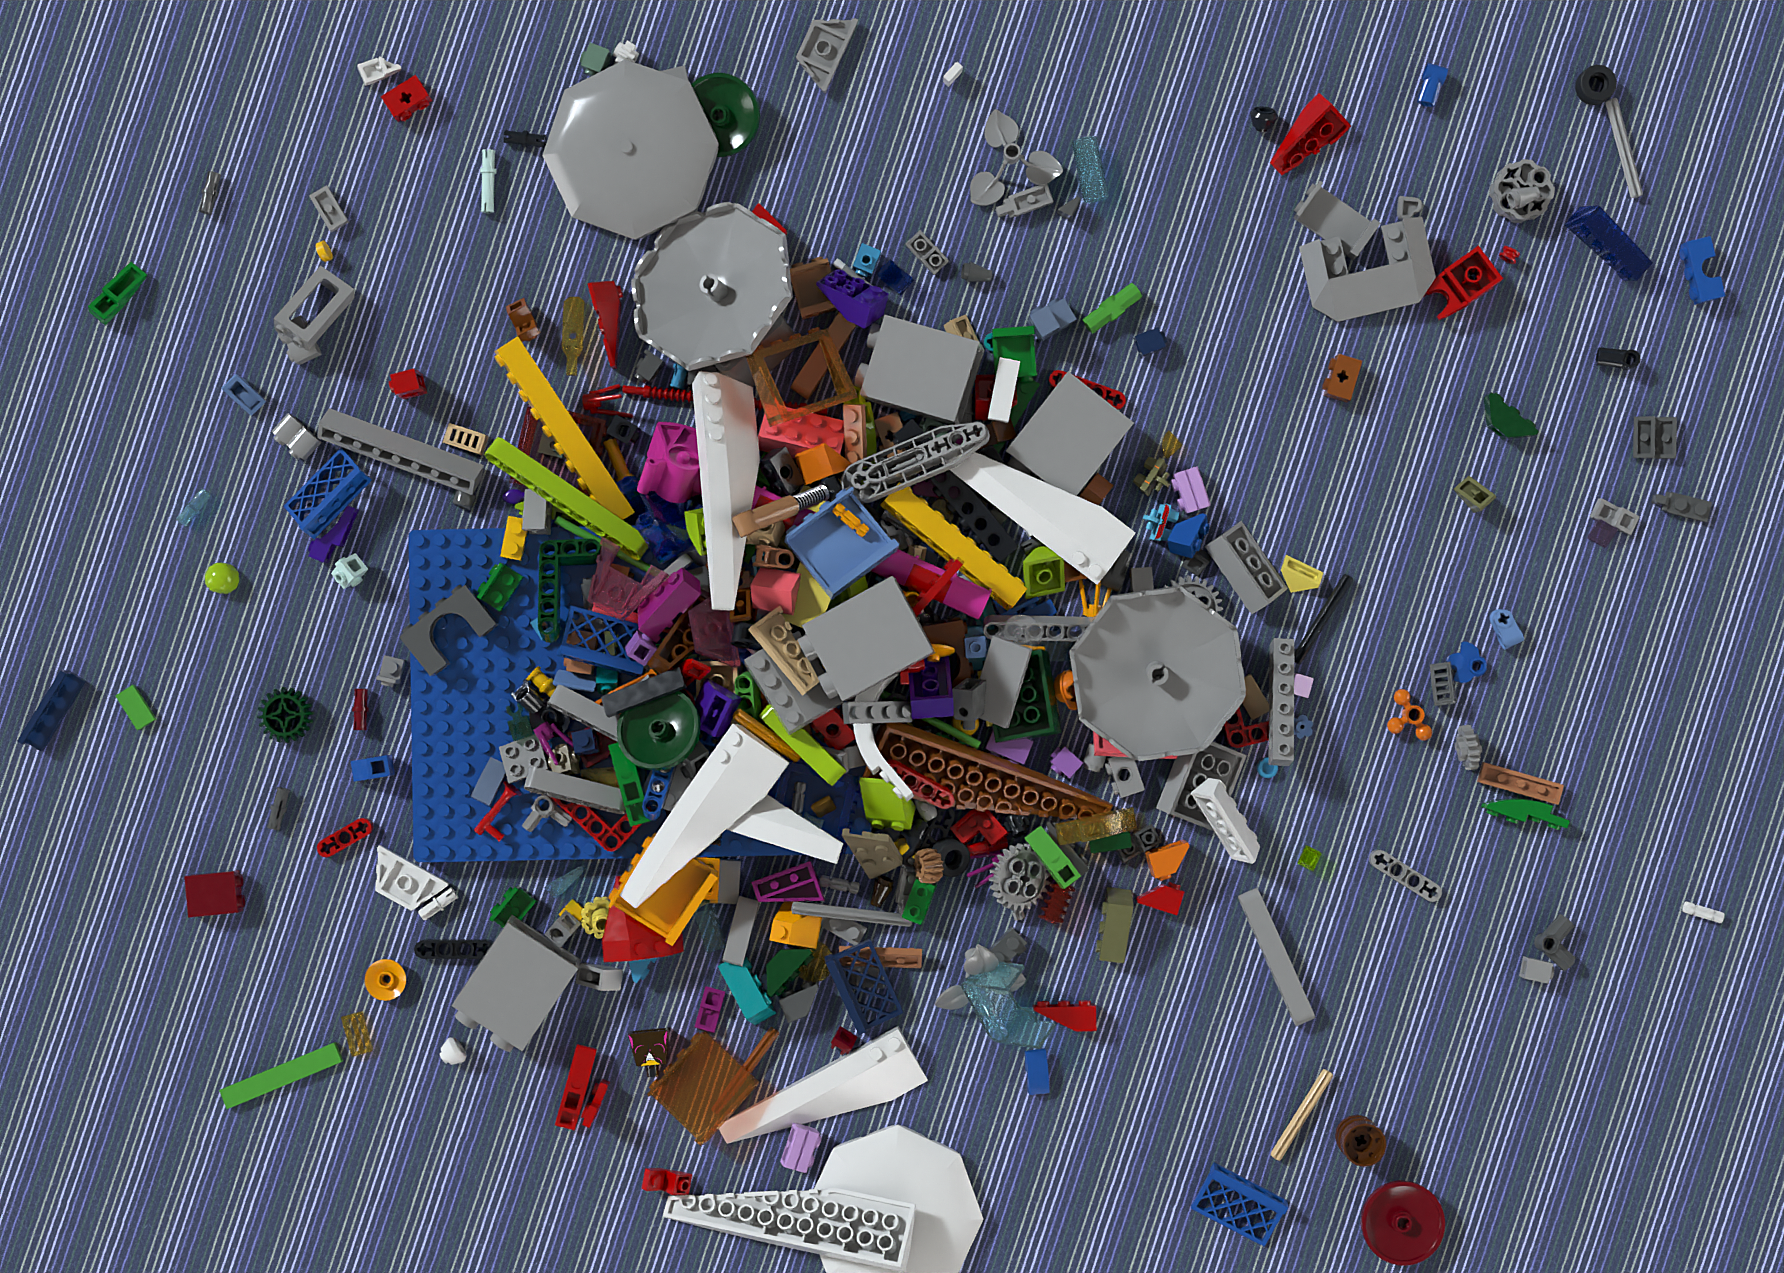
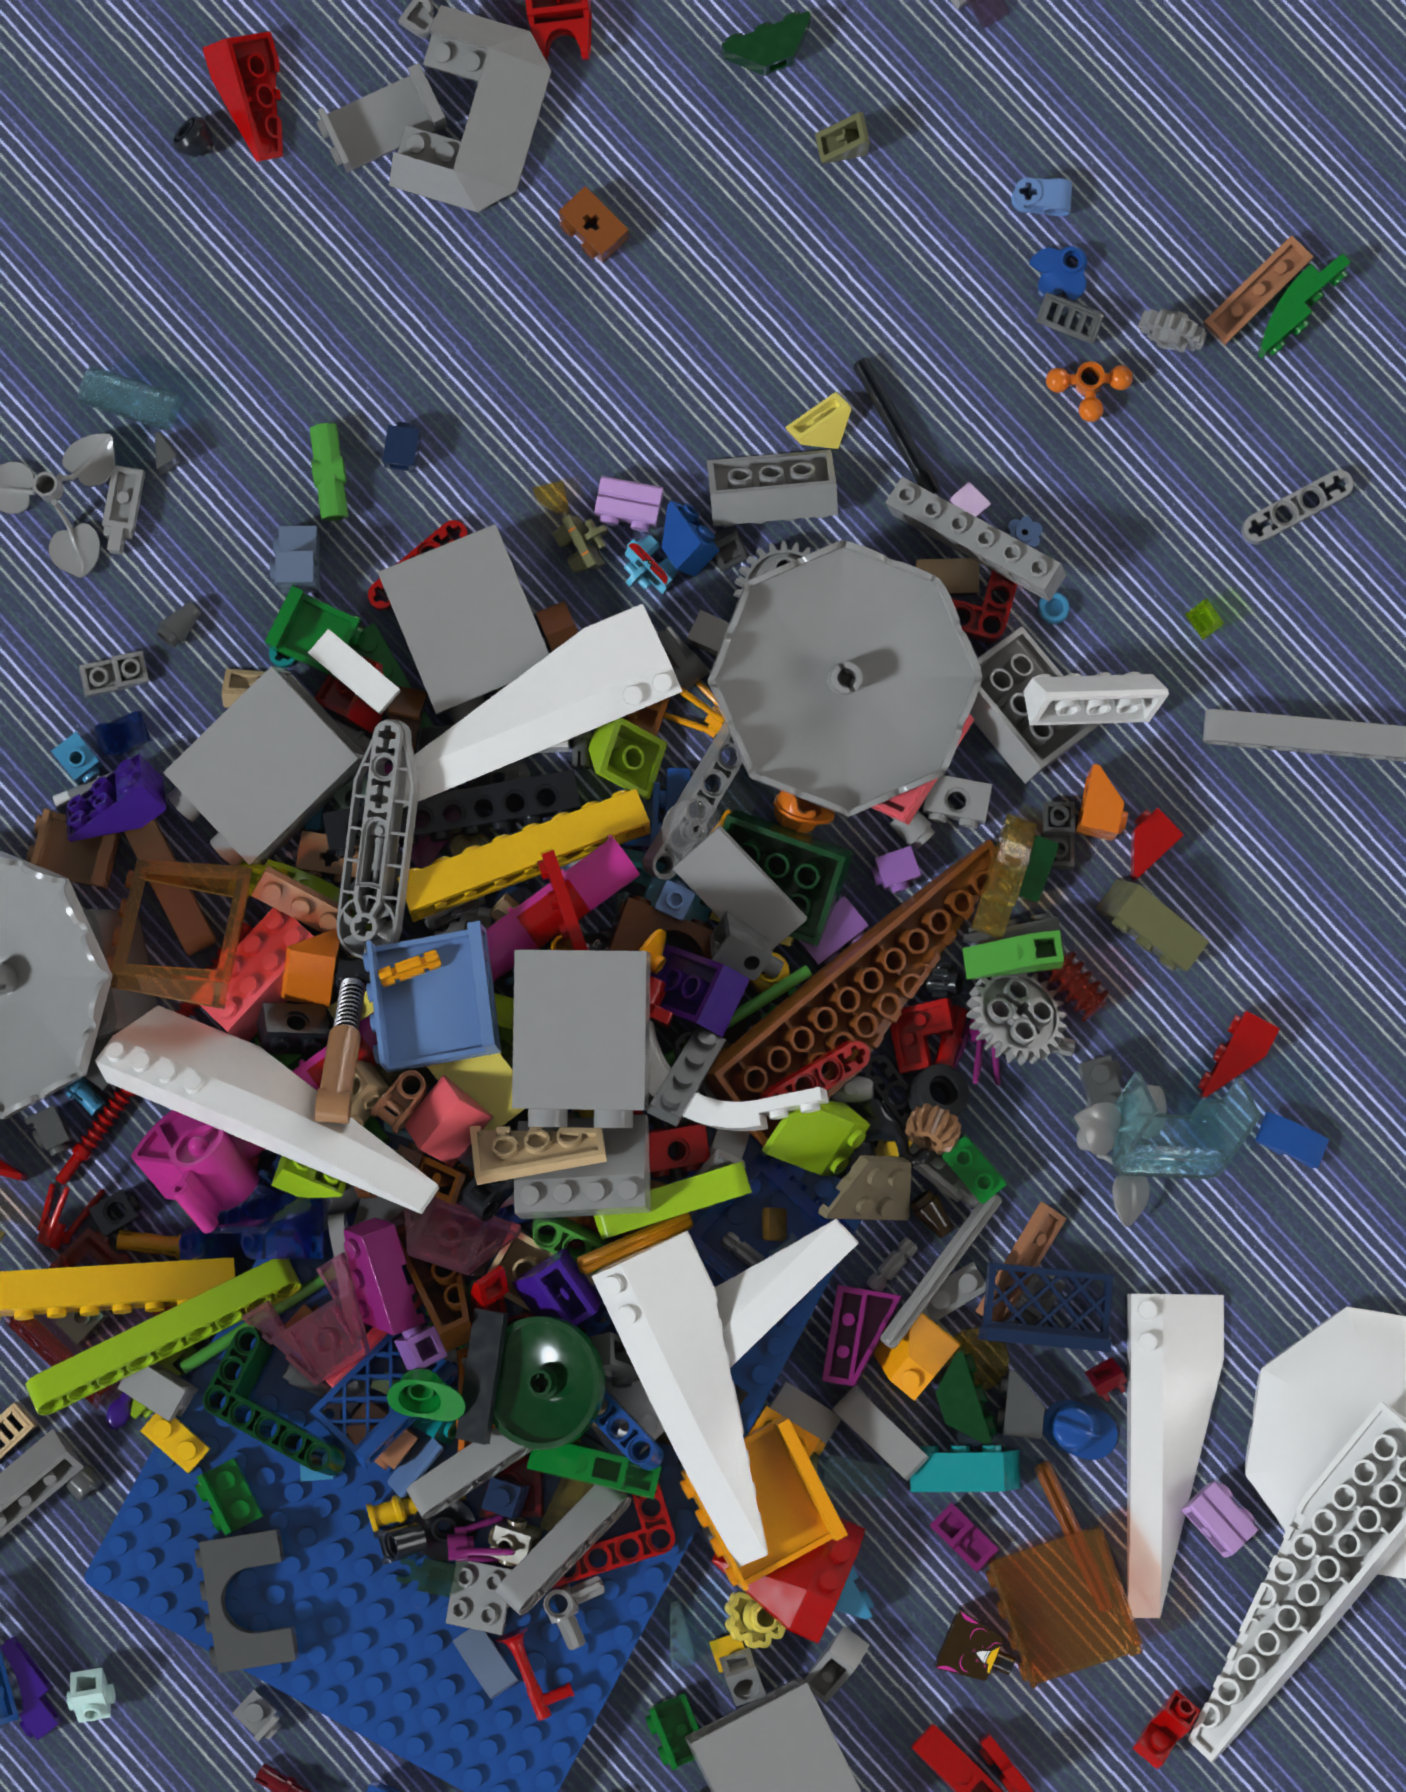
camera: 60 degrees left, 5 degrees down
(615, 667) = (425, 1396): none -> green piece
(806, 1041) = (1080, 1429): none -> blue piece

